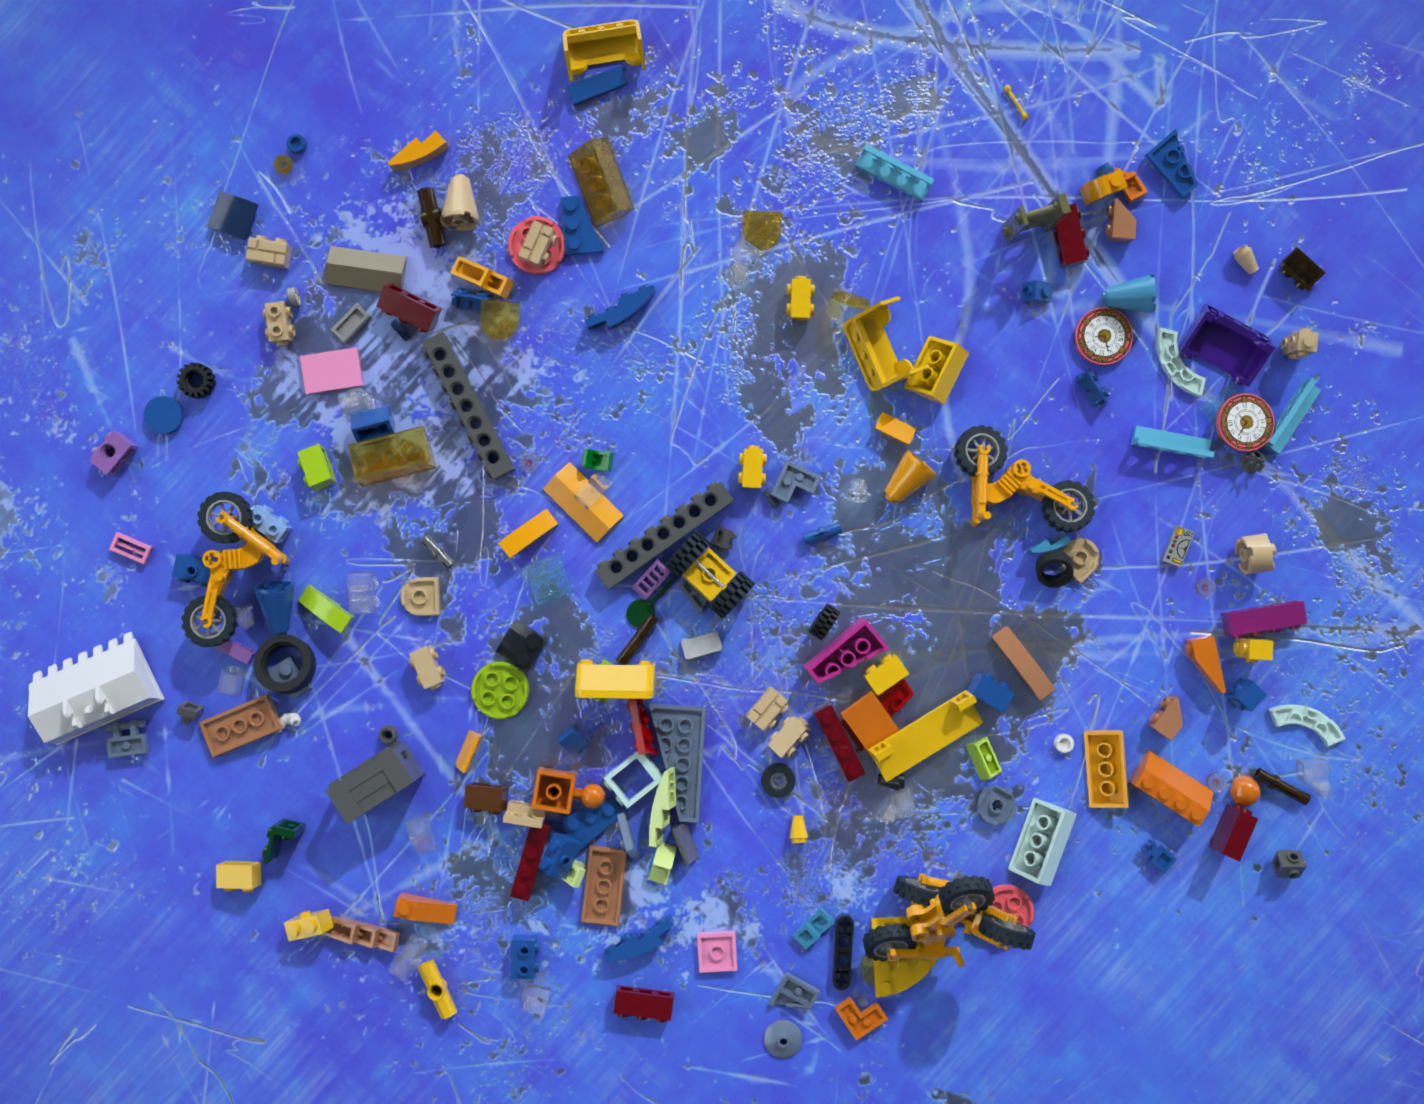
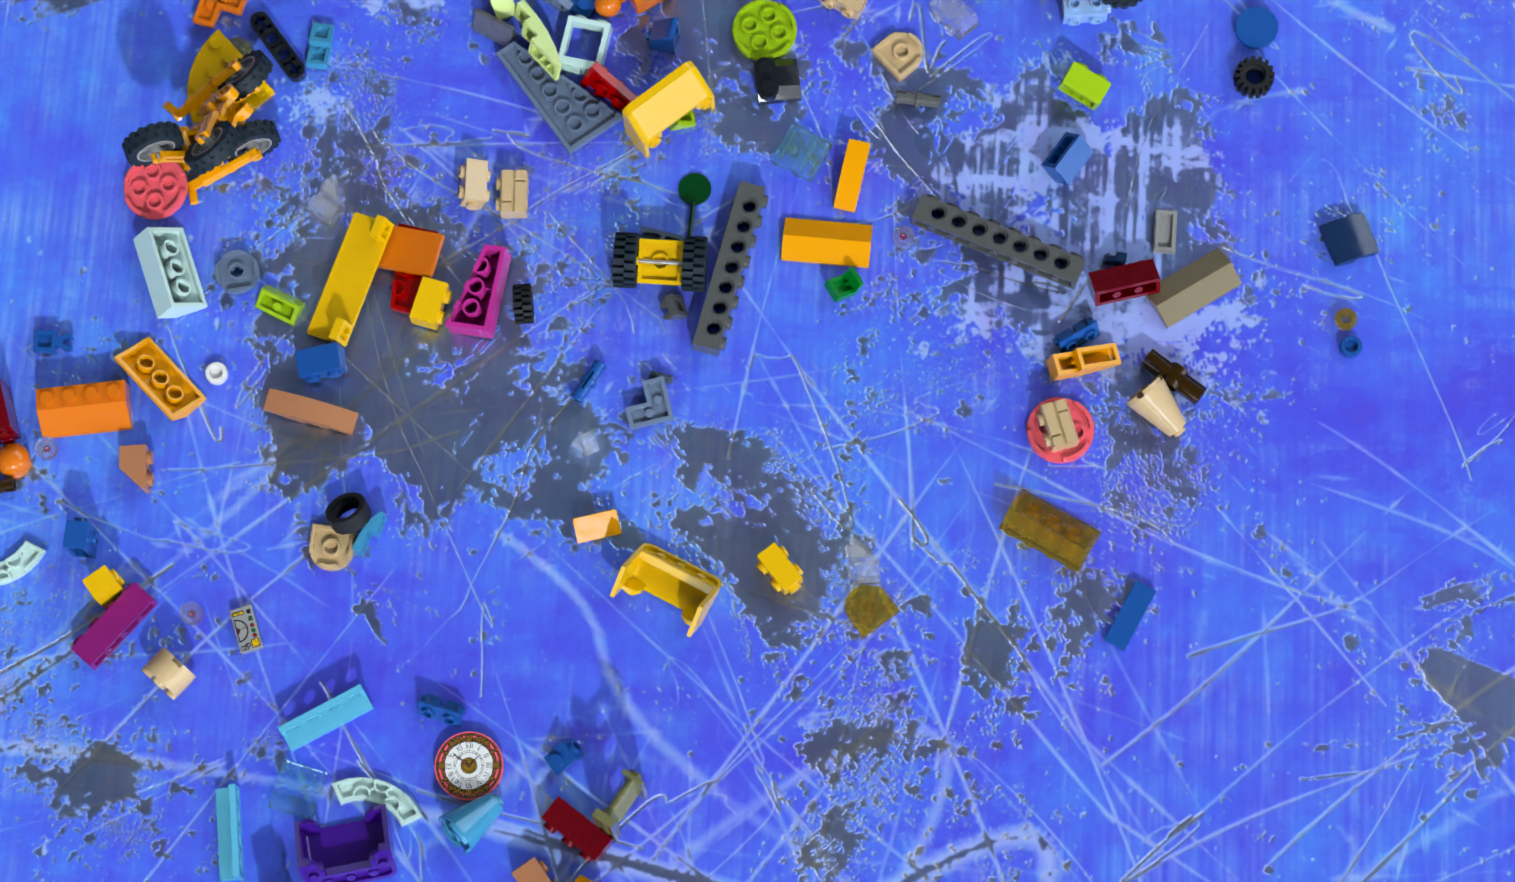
camera: 140 degrees right, 15 degrees down
(268, 252) = (1288, 232): tan brick -> none
(279, 326) = (1225, 180): tan brick -> none
(293, 296) = (1233, 212): light grey tile -> none
(331, 371) = (1145, 178): bright pink tile -> none
(355, 401) = (1097, 164): clear brick -> none
(391, 456) = (1027, 144): clear yellow slope -> none
(419, 153) = (1235, 425): light orange slope -> none
(499, 318) = (1036, 337): clear yellow tile -> none
(578, 230) = (1035, 473): blue wing -> none
(593, 489) = (825, 257): clear slope -> none
(603, 44) = (1159, 654): yellow windscreen -> none
(629, 306) = (931, 438): blue slope -> none
(637, 639) = (679, 169): dark brown pin -> none
(663, 568) = (712, 240): medium lavender slope -> none
(701, 645) = (616, 202): flat silver slope -> none
(752, 461) = (695, 381): yellow brick -> none
(768, 782) = (446, 151): black bush -> none
(798, 830) = (400, 114): yellow cone -> none
(839, 742) = (425, 214): dark red brick -> none
(851, 299) = (732, 604): clear yellow tile -> none
(894, 172) = (788, 756): medium azure fence -> none
(895, 783) = (343, 220): black cone -> none
(908, 477) = (549, 491): light orange cone -> none
(945, 366) = (600, 615): yellow slope -> none
(1017, 481) = (451, 556): piece -> none
(1205, 657) = (143, 546): orange slope -> none
(1245, 422) = (271, 787): tile -> none
(1252, 462) = (235, 758): dark grey gear -> none

